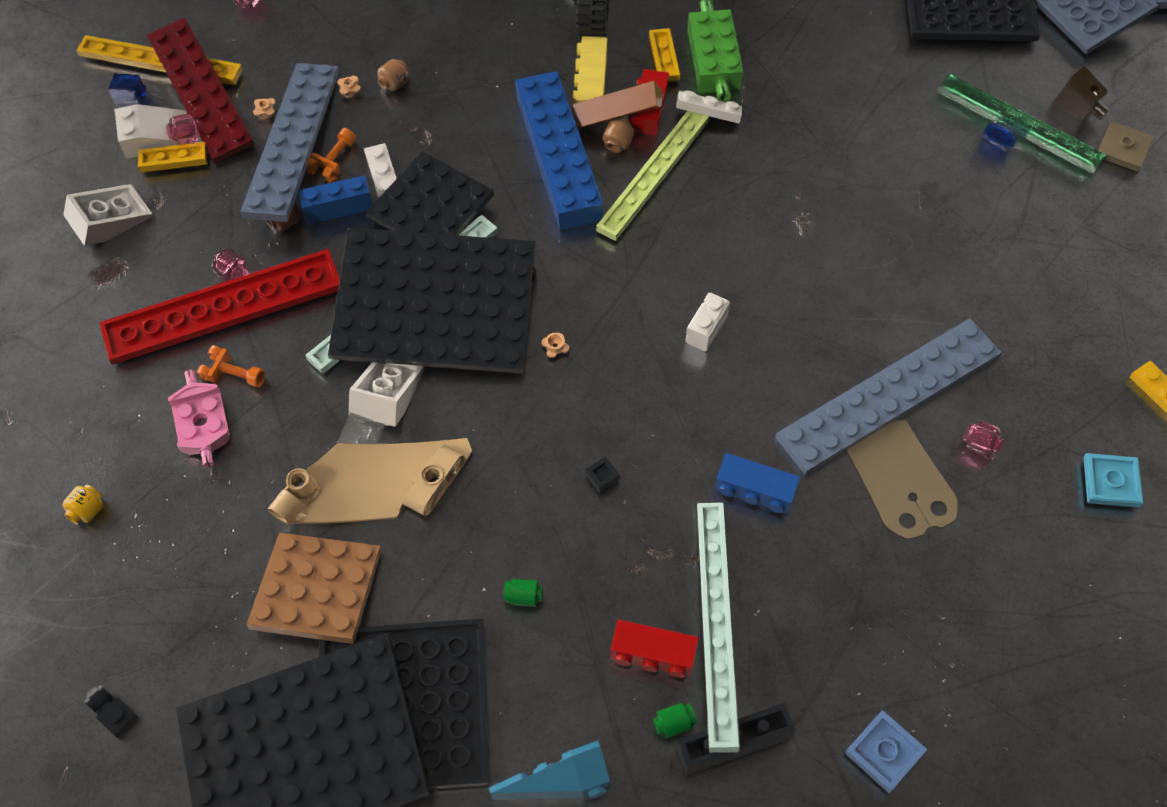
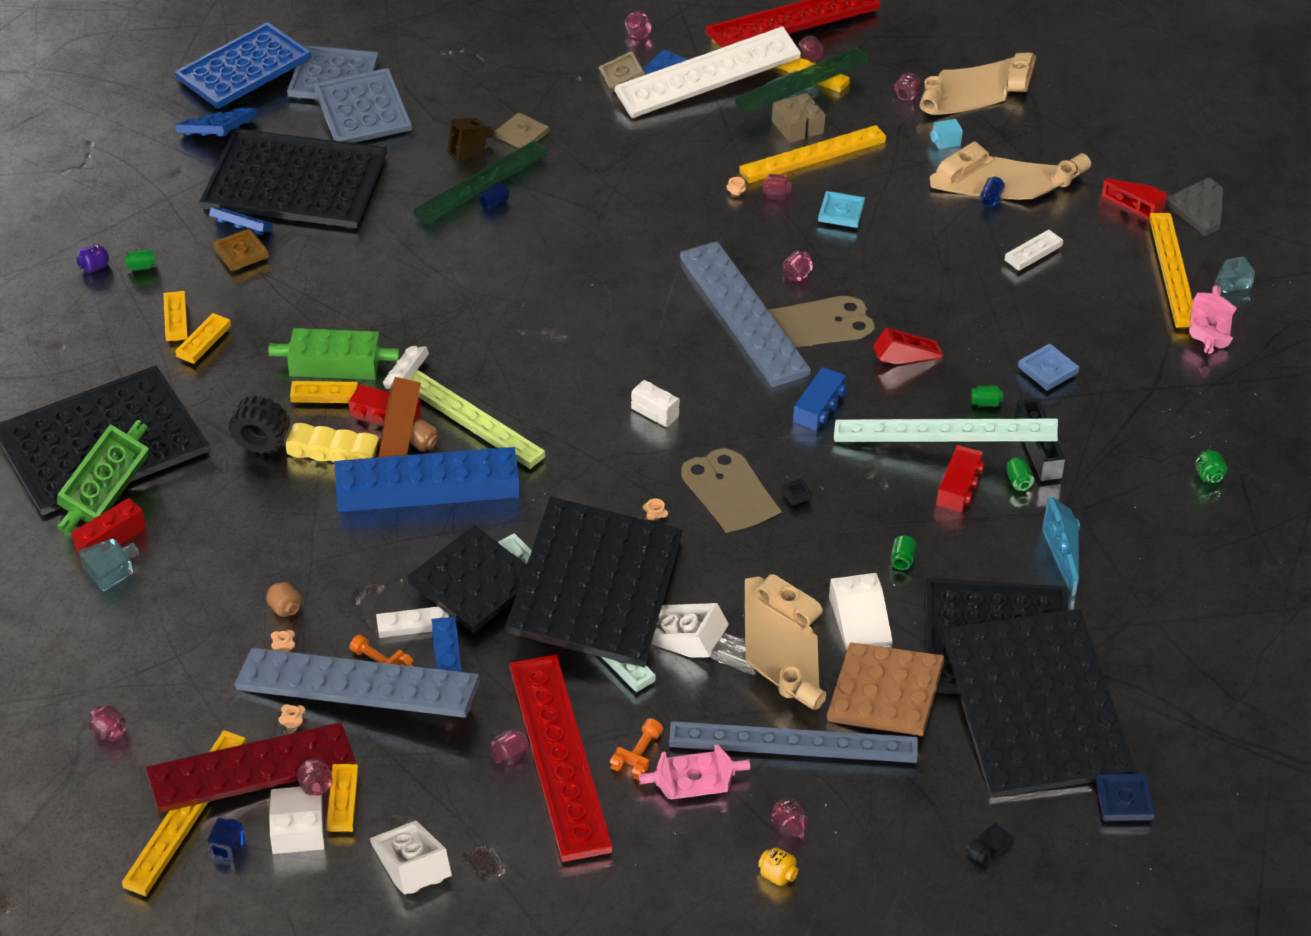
camera: 85 degrees left, 15 degrees down
(142, 508) = (789, 817): none -> clear pink head
(242, 510) = (794, 742): none -> sand blue plate
(426, 554) = (860, 610): none -> white slope
(593, 419) = (736, 499): none -> dark tan piece
(808, 674) = (986, 396): none -> green brick
(871, 574) = (902, 347): none -> red slope
(1116, 358) = (736, 185): none -> light nougat plate
(1119, 725) = (1033, 250): none -> white plate
(1126, 403) = (776, 186): none -> clear pink head

